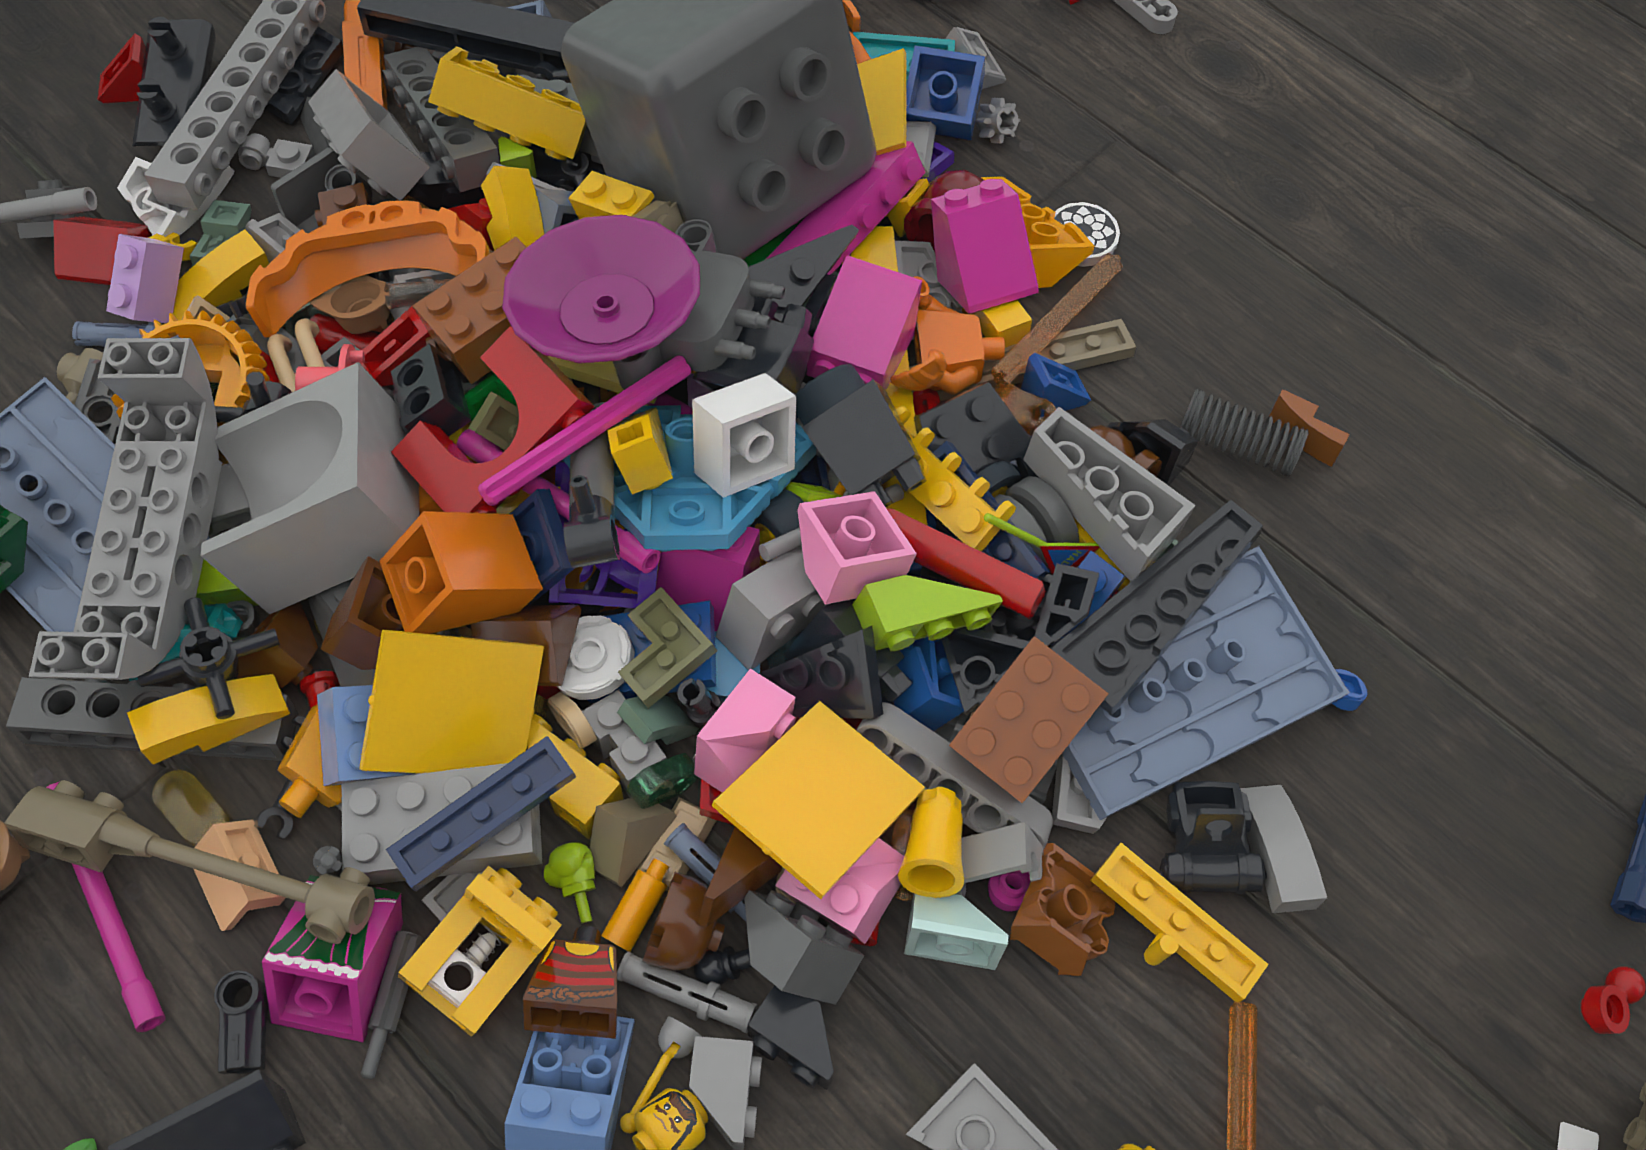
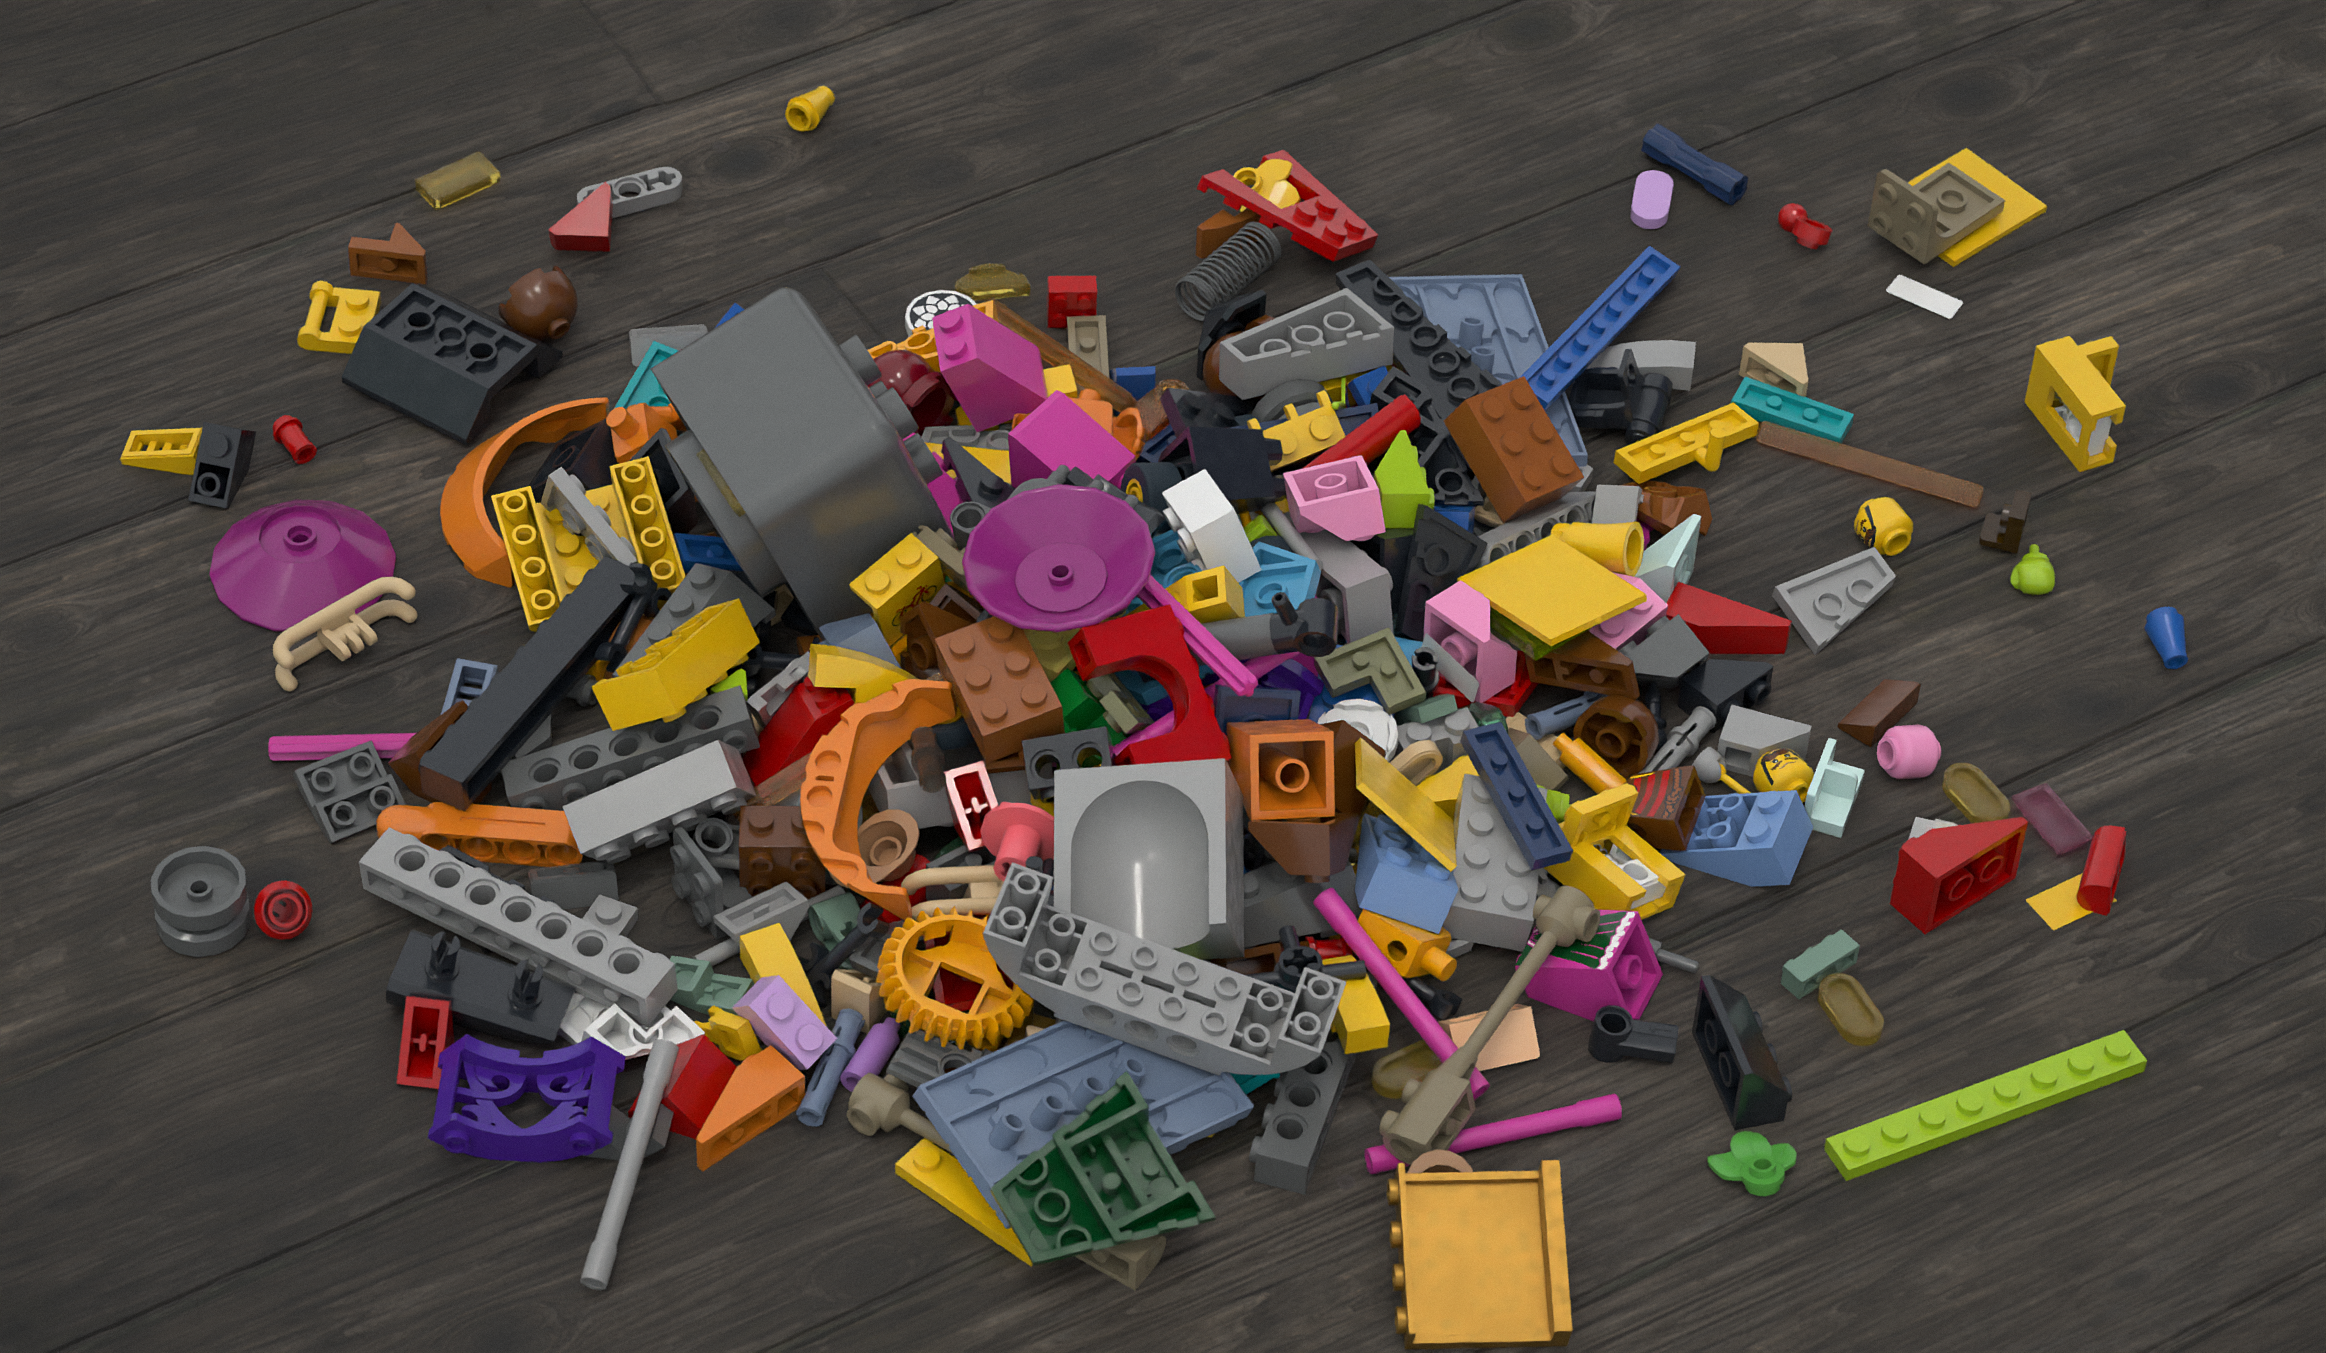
camera: 75 degrees left, 15 degrees down
(71, 281) = (754, 1099): none -> orange slope
(92, 164) = (559, 1136): none -> dark purple fence
(319, 679) = (1346, 924): none -> dark pink piece
(327, 860) = (1510, 940): dark grey axle -> none
(897, 998) = (1727, 624): none -> red slope
(1141, 314) = (1069, 298): none -> red piece
(1149, 257) = (992, 282): none -> clear yellow tile
(1285, 1038) = (1791, 410): none -> teal plate
(1304, 85) = (807, 110): none -> yellow cone
(1305, 787) = (1599, 325): none -> blue plate
(1342, 497) = (1316, 223): none -> red wing
(1348, 1010) = (1776, 365): none -> tan slope
(1380, 444) = (1270, 182): none -> yellow plate
(1571, 820) = (1651, 199): none -> lavender tile

